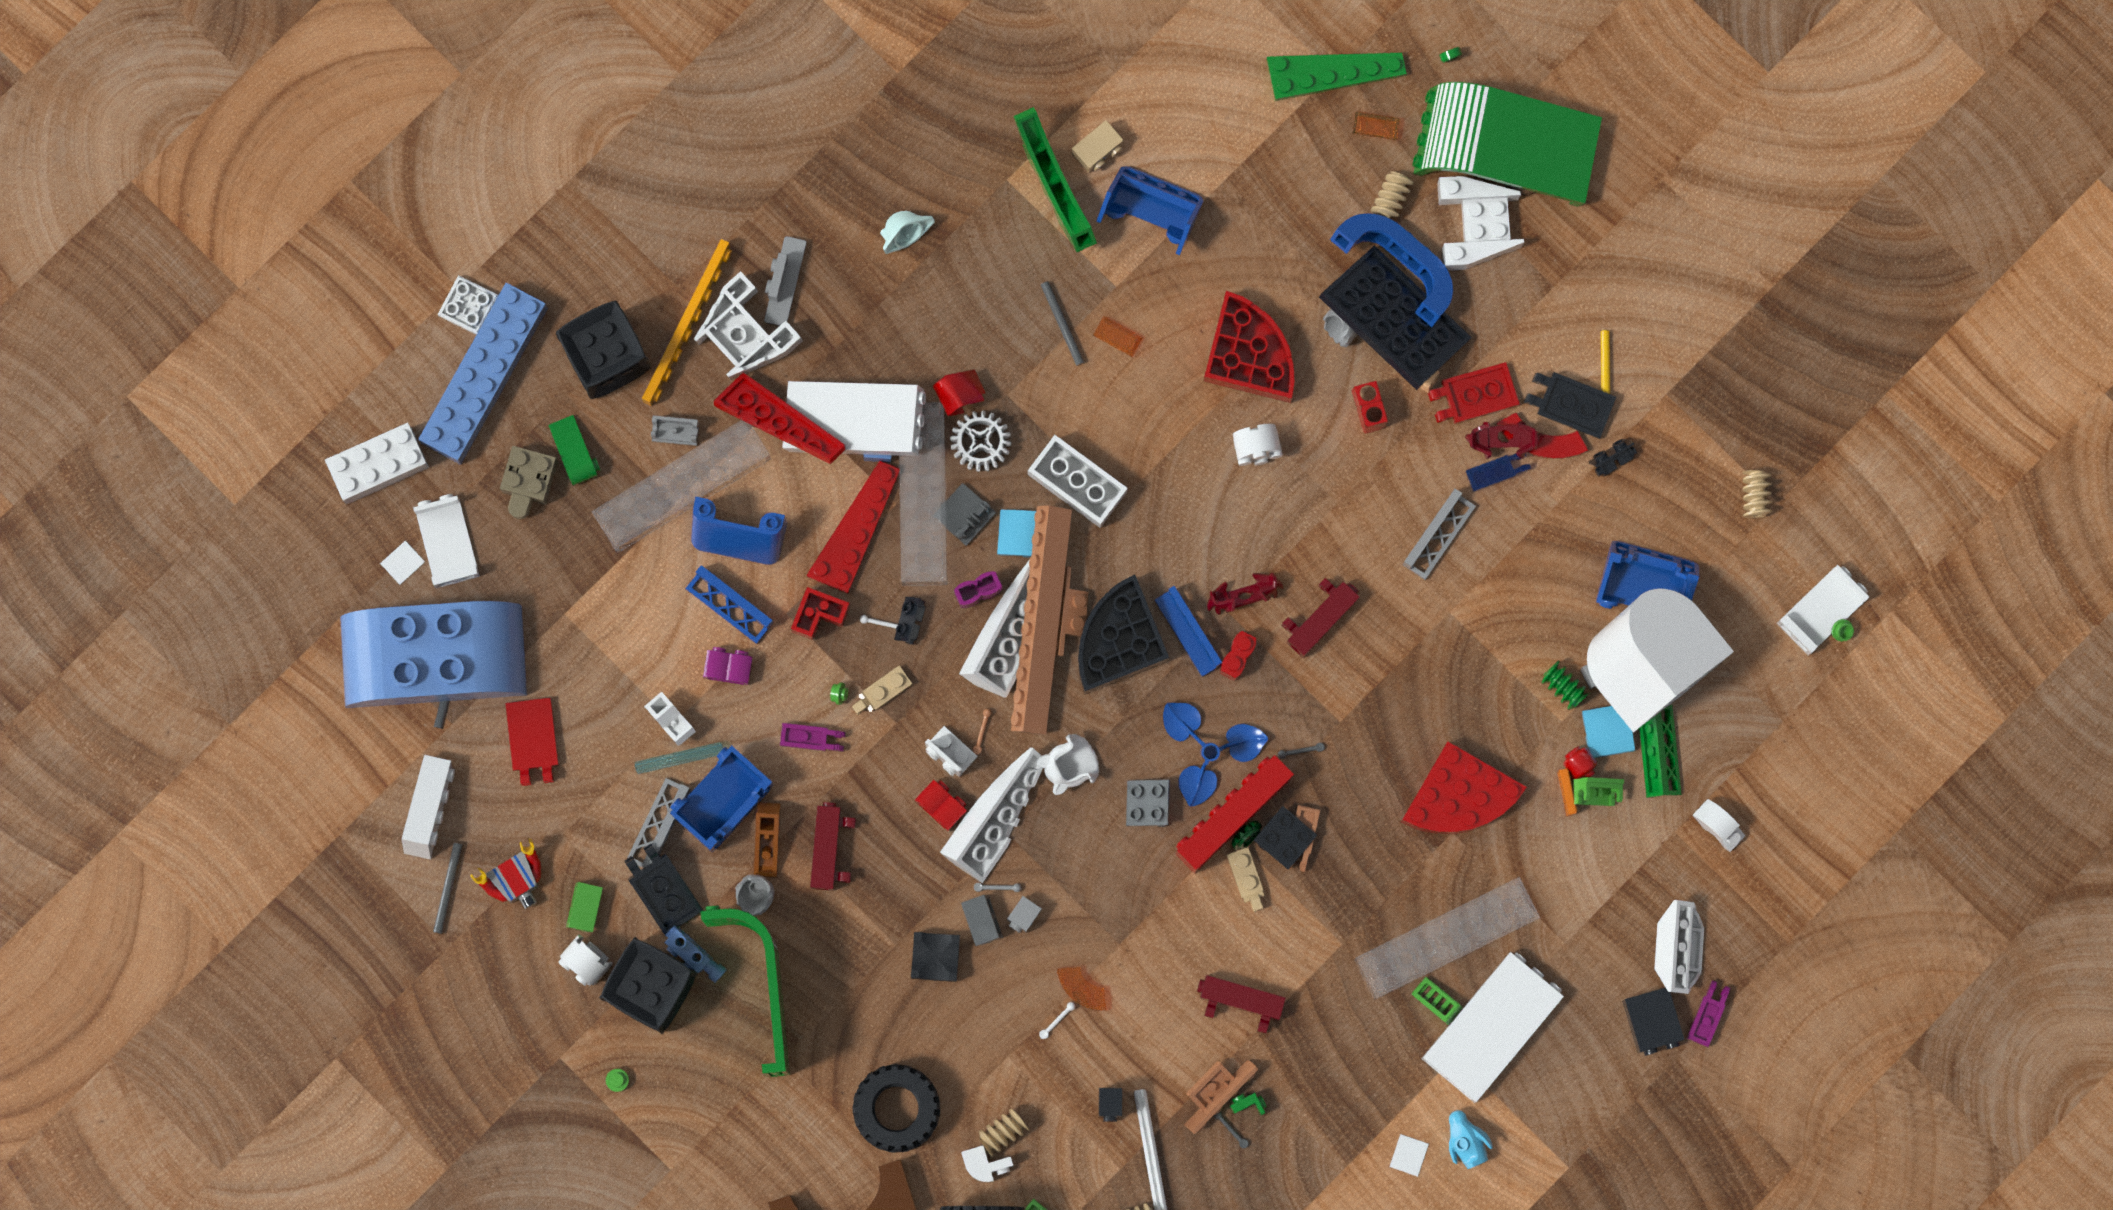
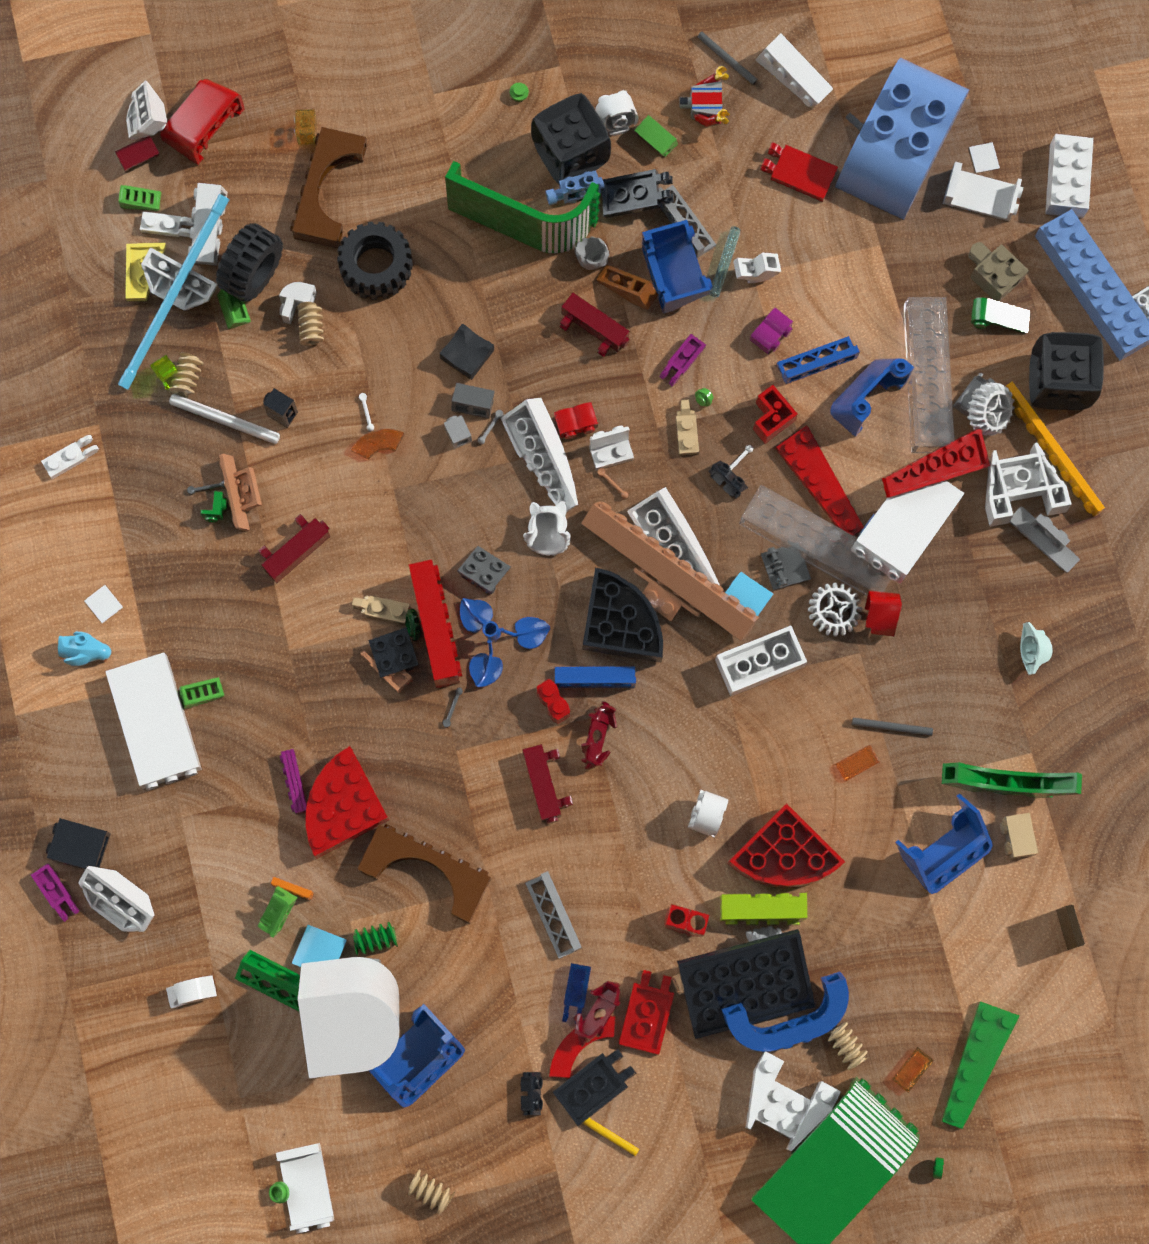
camera: 120 degrees right, 5 degrees down
(684, 403) = (991, 408): none -> white gear
(984, 587) = (721, 540): magenta brick -> none
(1158, 53) = (1070, 927): none -> dark brown tile
(1313, 343) = (763, 908): none -> lime wedge
(1447, 938) = (240, 727): clear brick -> none
(1466, 856) = (293, 781): none -> magenta piece
(1471, 723) = (390, 847): none -> reddish brown arch
(1580, 763) = (307, 912): red head -> none

